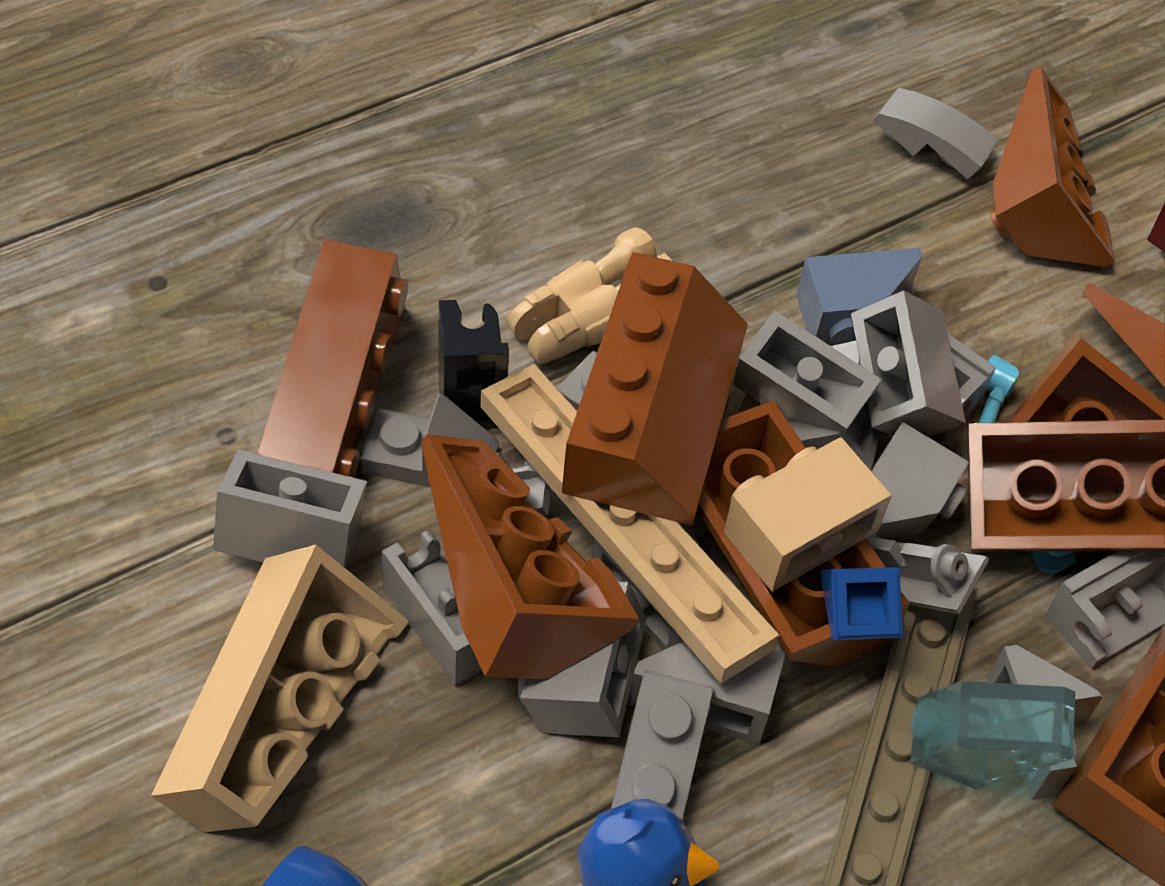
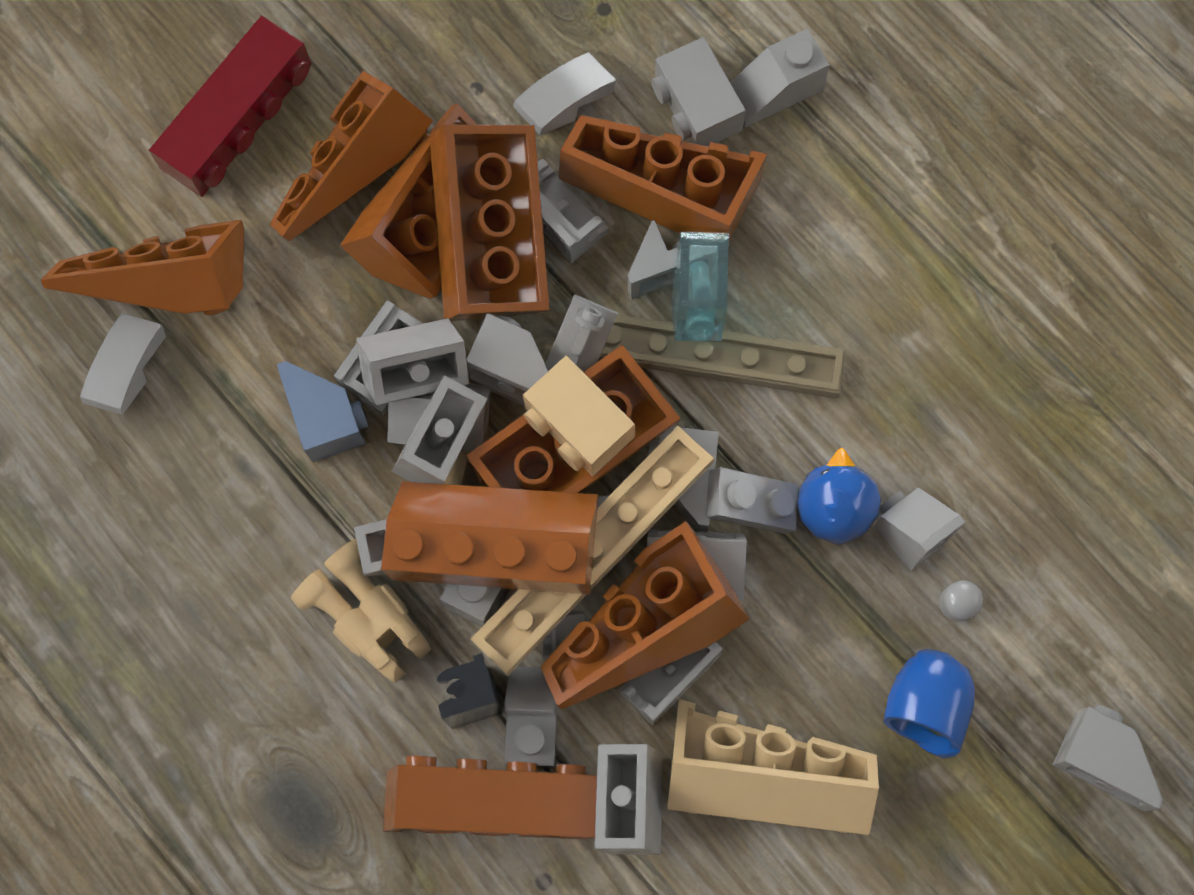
camera: 90 degrees left, 20 degrees up
(863, 602) = (631, 374): blue slope -> none
(999, 388) = (377, 296): medium azure hand -> none

